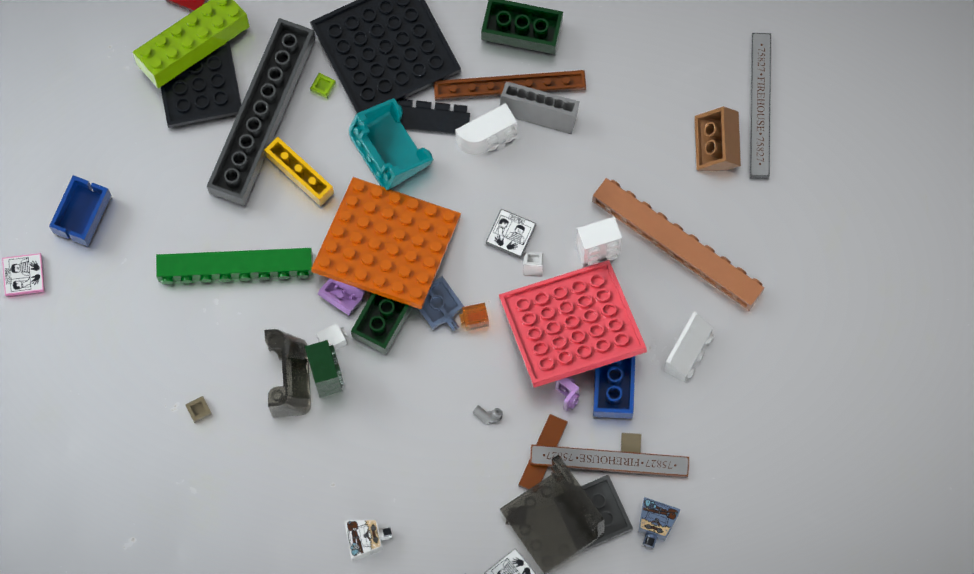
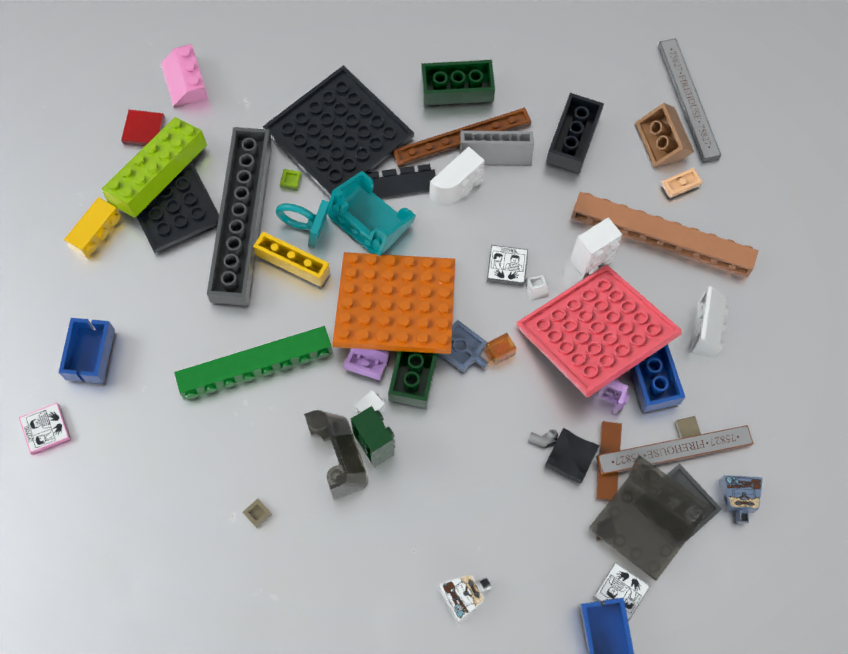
camera: 20 degrees left, 5 degrees down
(115, 85) = (92, 227): none -> yellow brick
(330, 140) = (314, 224): none -> teal tile
(508, 438) = (571, 456): none -> black brick
(624, 112) = (574, 132): none -> black brick
(717, 195) = (681, 183): none -> light nougat plate

